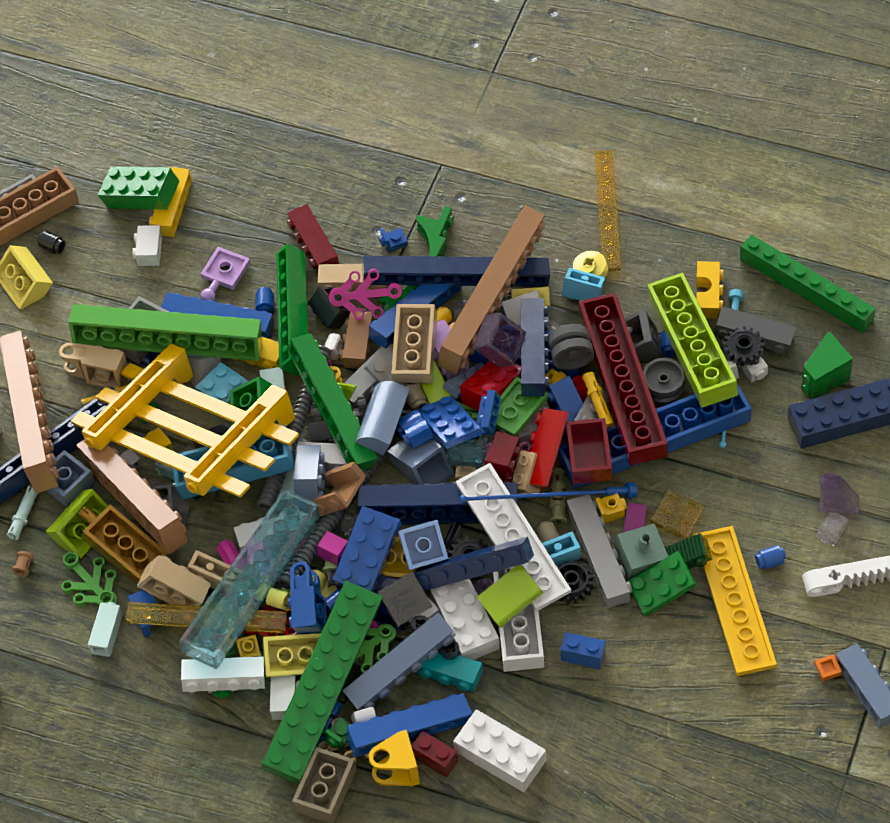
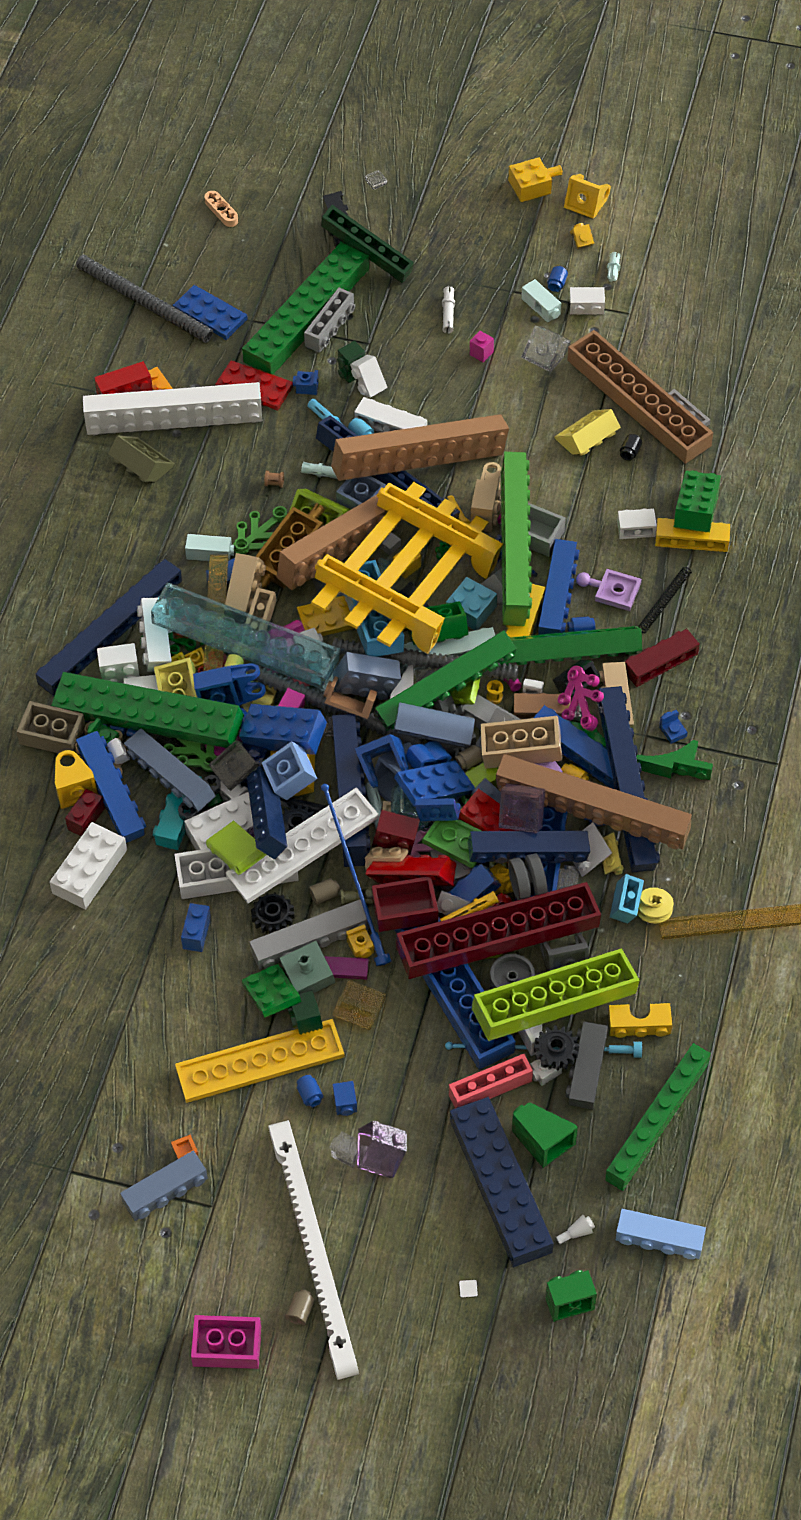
camera: 80 degrees right, 0 degrees up
(196, 731) = (107, 627): none -> dark blue brick
(212, 521) = (326, 621): none -> yellow plate
(254, 715) = (118, 662): none -> white brick
(255, 243) = (663, 596): none -> black piece
(407, 462) = (376, 748): none -> blue hose
(563, 549) = (302, 896): medium azure brick -> none
(770, 406) = (491, 1081): none -> coral brick
(779, 528) = (345, 1098): none -> blue brick

